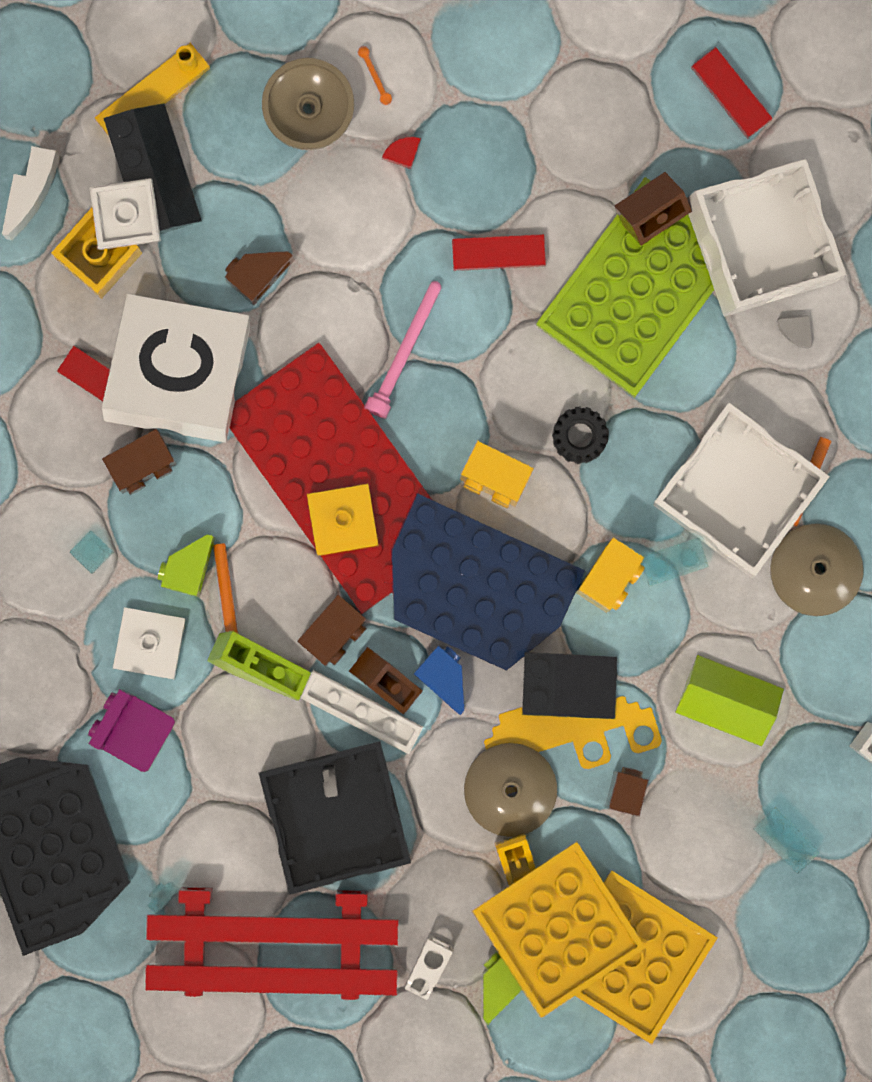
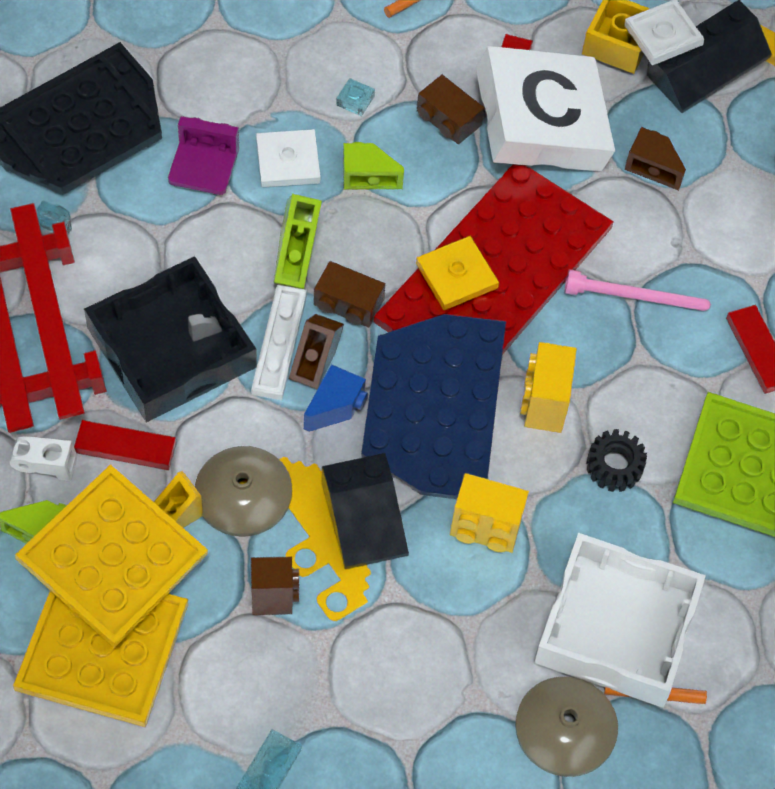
camera: 70 degrees right, 25 degrees down
(225, 587) = (358, 205): orange bar -> none
(433, 887) = (125, 445): none -> red tile
(674, 562) = (524, 579): clear light blue plate -> none
(730, 700) = (400, 672): lime slope -> none

